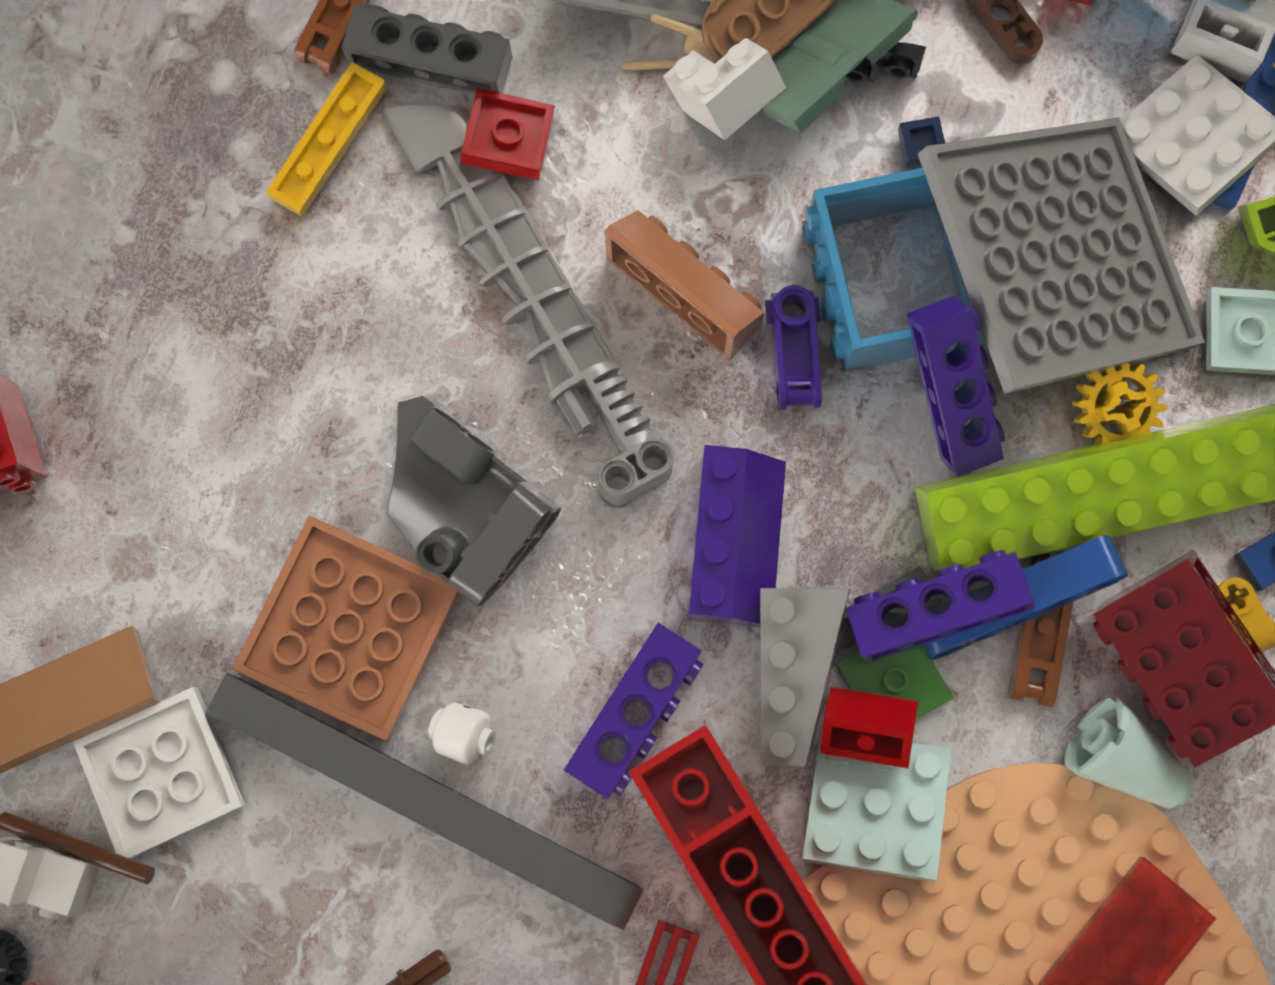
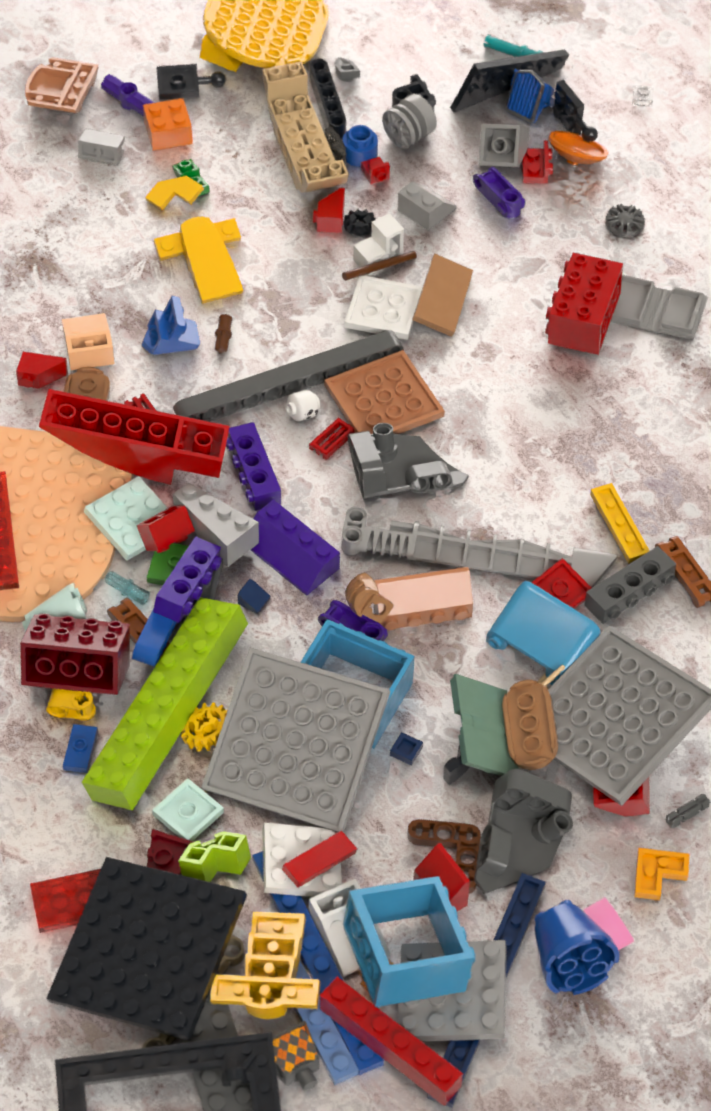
camera: 125 degrees right, 25 degrees down
(518, 648) = (335, 441): none -> red tile
(612, 94) = (542, 629): none -> dark azure windscreen
(725, 92) = (500, 670): white brick -> none
(759, 345) = (362, 593): none -> medium nougat piece
(856, 525) = (252, 596): none -> dark blue slope
(933, 332) = (293, 643): dark purple brick -> none
(993, 711) = (127, 587): none -> clear light blue axle
(1191, 99) = (319, 859): none -> red tile

